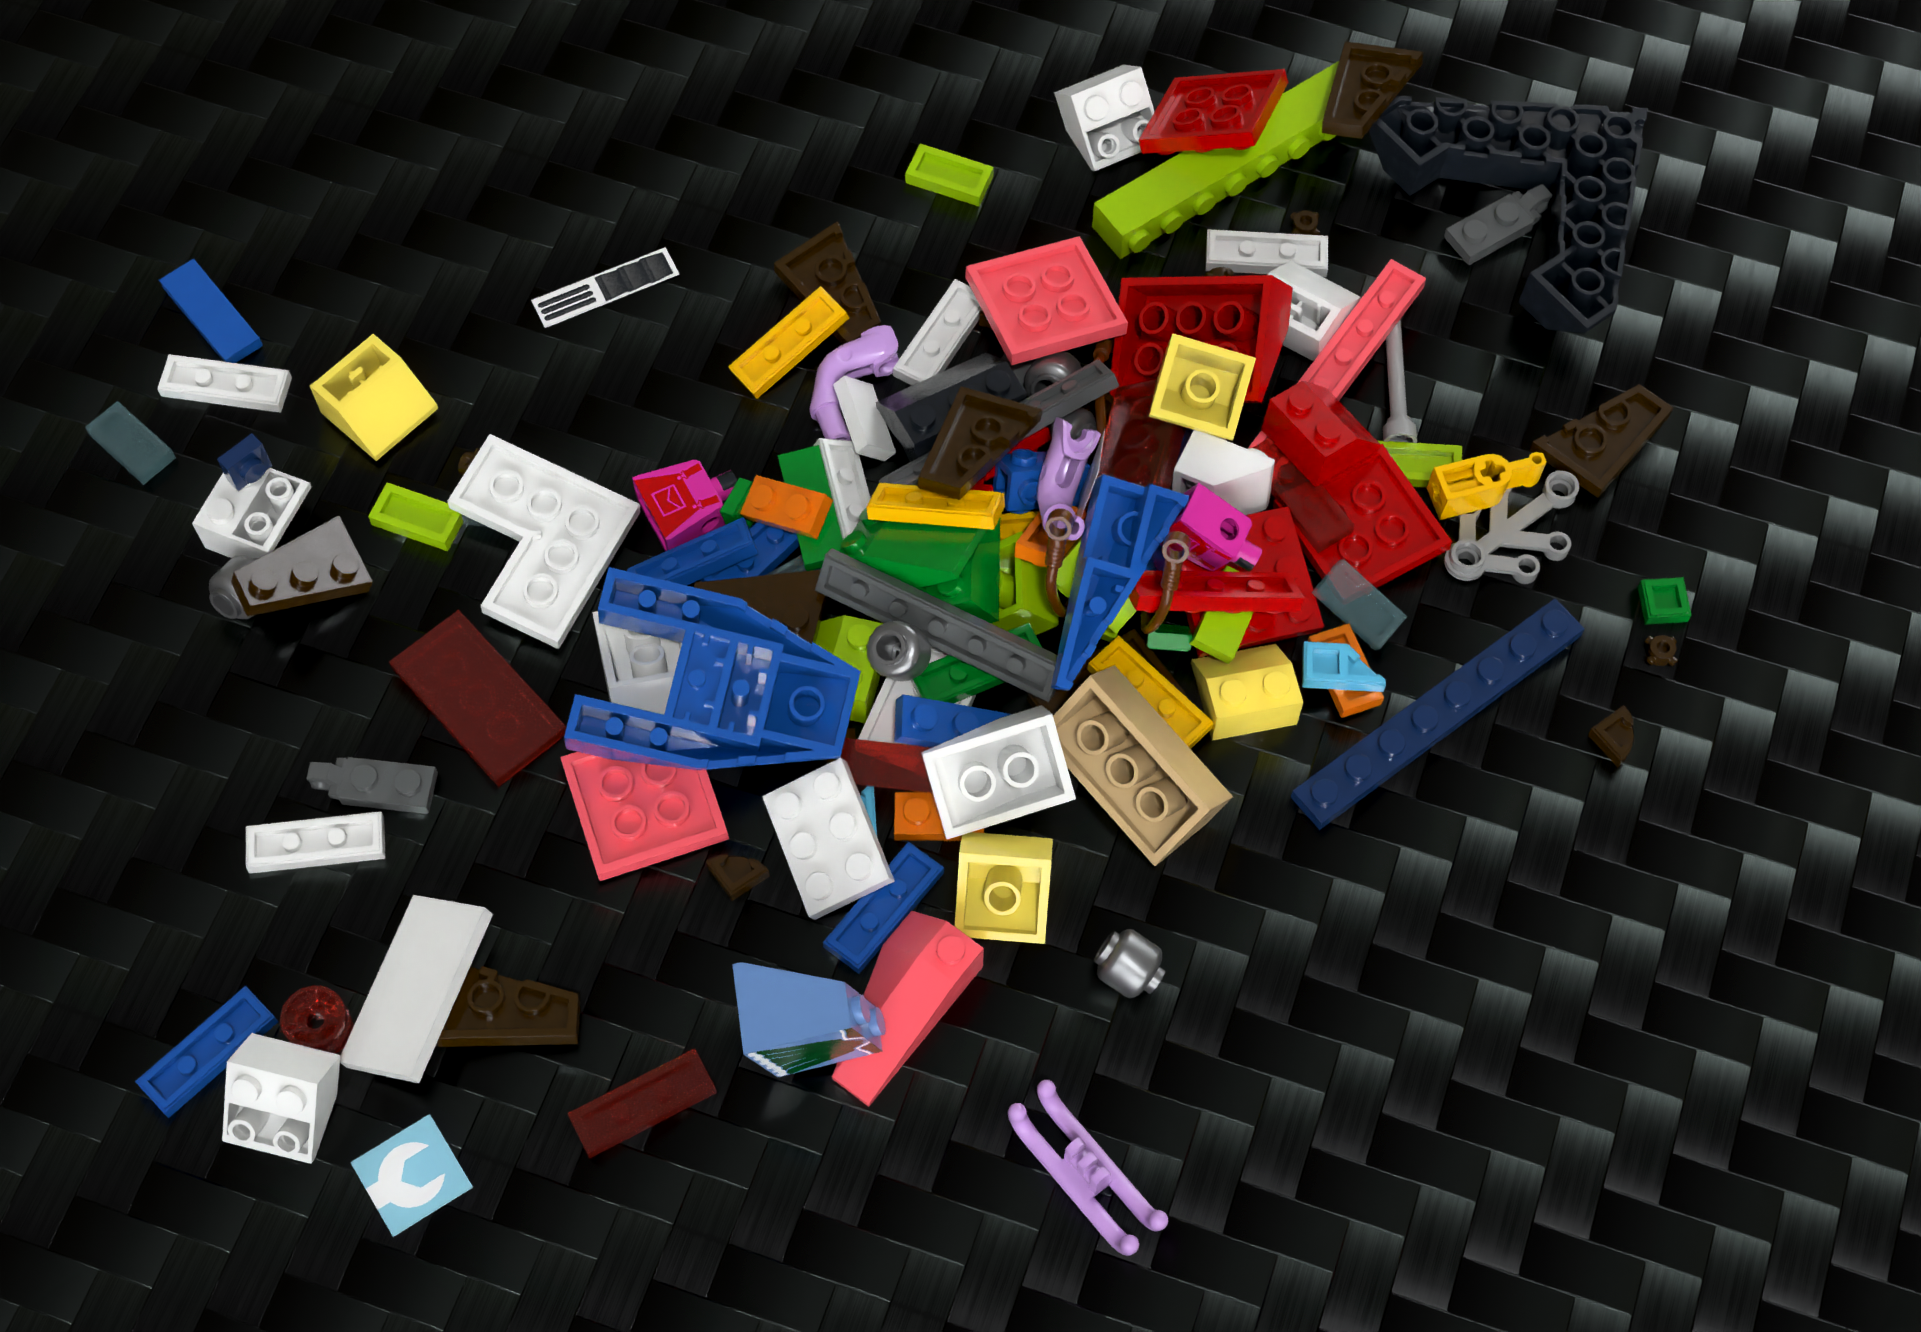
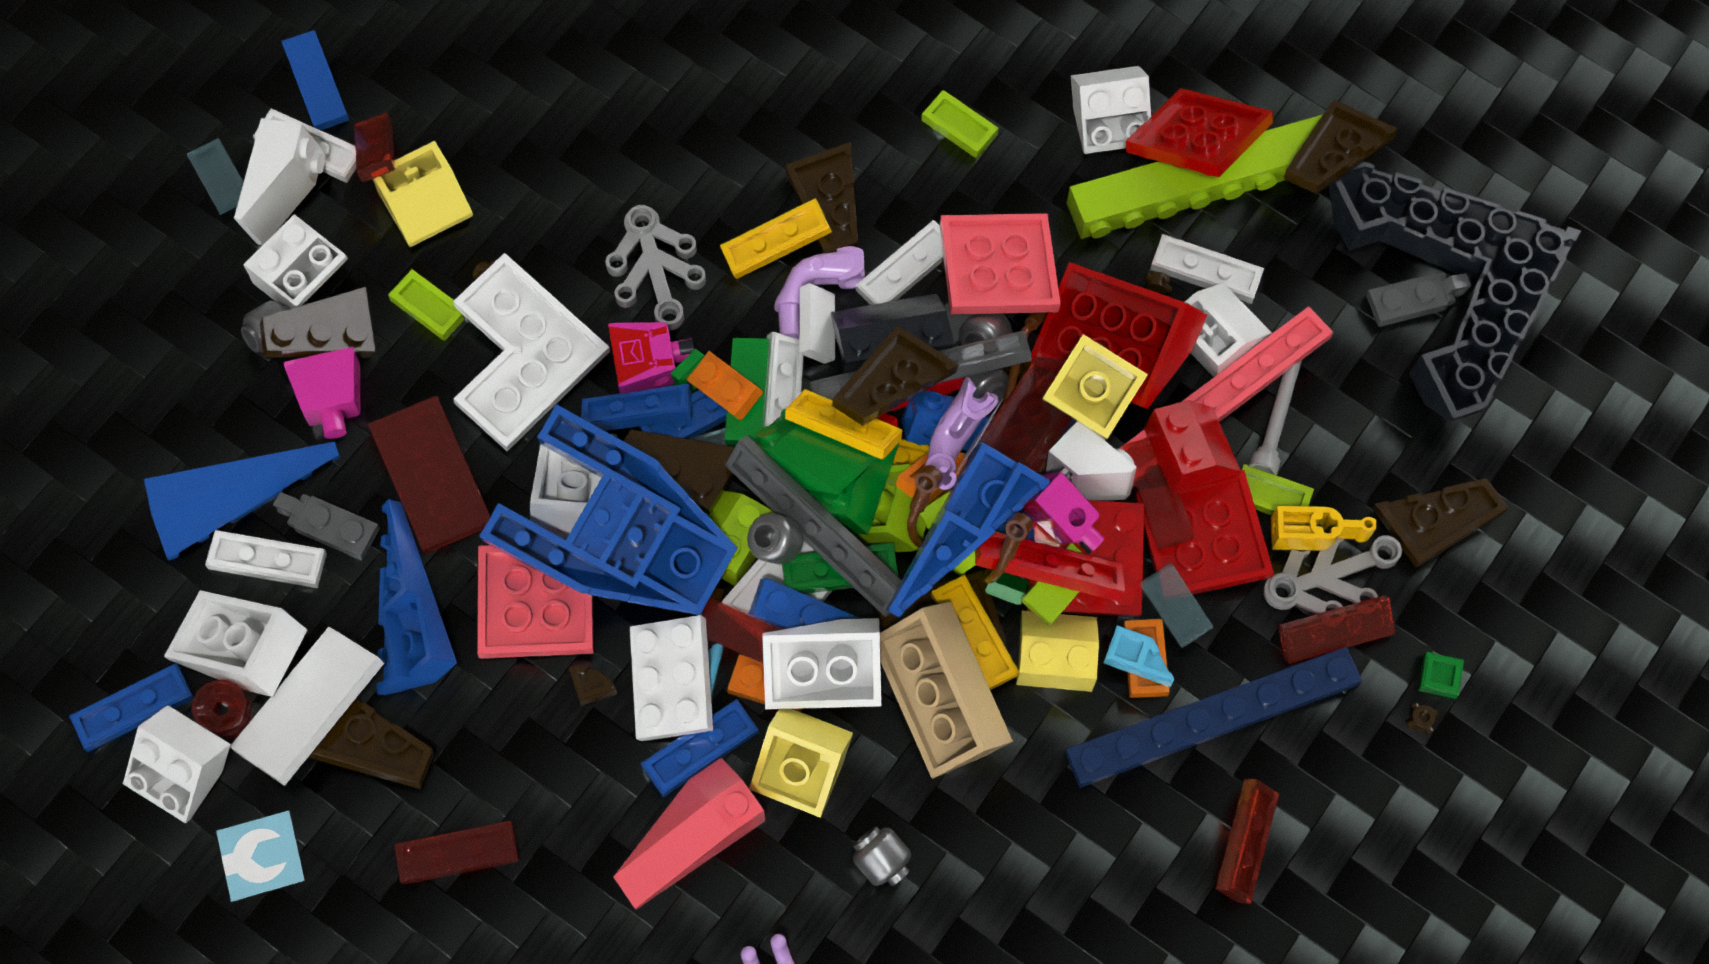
camera: 15 degrees right, 5 degrees up
(203, 417) = (277, 177): none -> white slope
(222, 795) = (203, 499): none -> blue wedge
(245, 462) = (297, 227): dark blue plate -> none
(304, 360) = (374, 147): none -> clear red tile
(311, 939) = (237, 641): none -> white slope
(329, 636) = (327, 389): none -> dark pink torso
(512, 868) = (414, 636): none -> blue wedge
(605, 287) = (642, 145): sticker -> none
(660, 403) = (654, 261): none -> light grey plant
(802, 1020) = (597, 829): medium blue slope -> none
(1305, 223) = (1248, 251): dark brown piece -> none
(1523, 831) = (1247, 841): none -> clear red plate
(1538, 583) = (1336, 629): none -> clear red tile
(1615, 735) = (1356, 780): dark brown tile -> none

